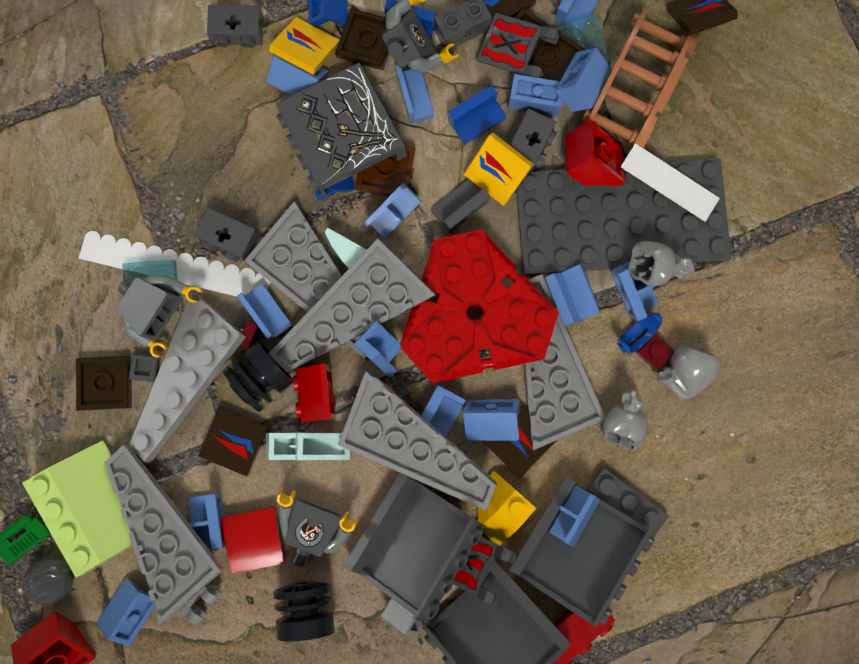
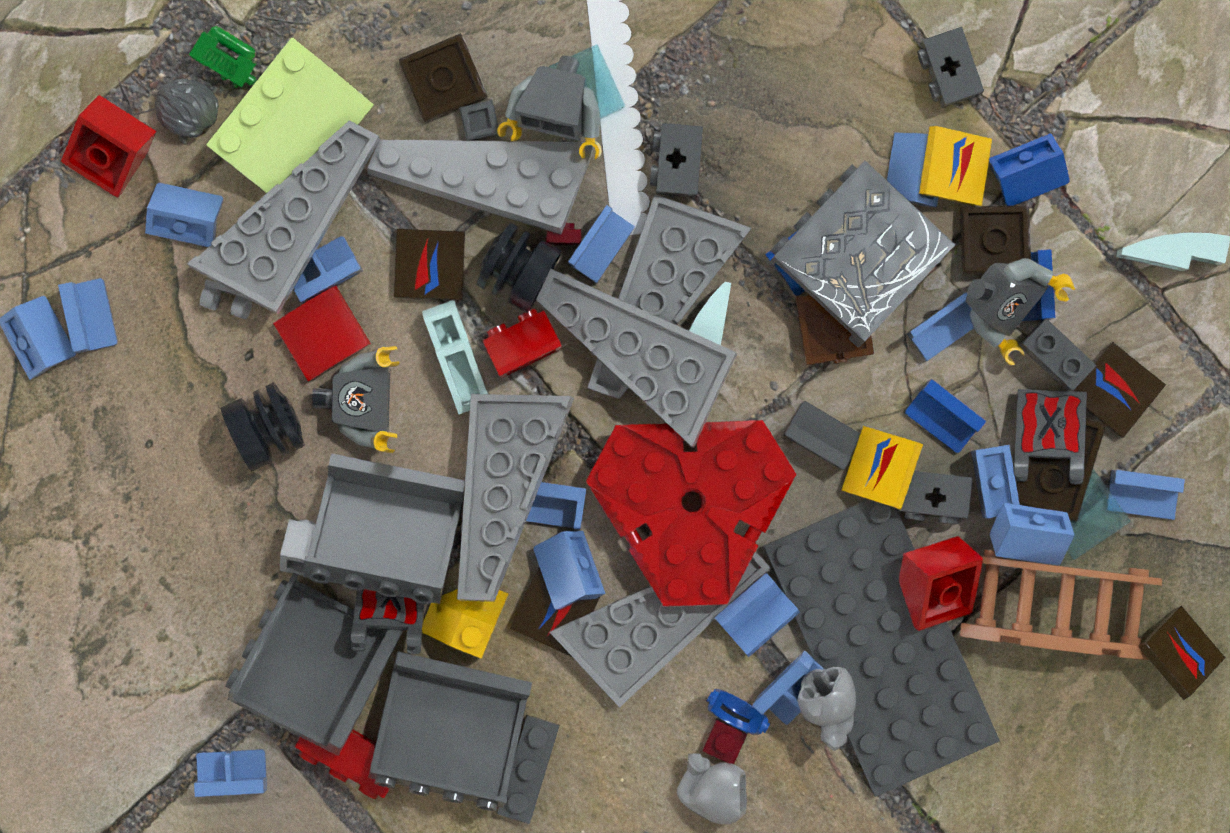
camera: 65 degrees right, 5 degrees up
(379, 347) = (605, 402): medium blue panel -> none
(393, 210) = (783, 355): medium blue panel -> none
(574, 516) = (488, 708): medium blue panel -> none
(626, 422) = (623, 733): light grey piece -> none
(670, 182) = (942, 687): white sticker -> none

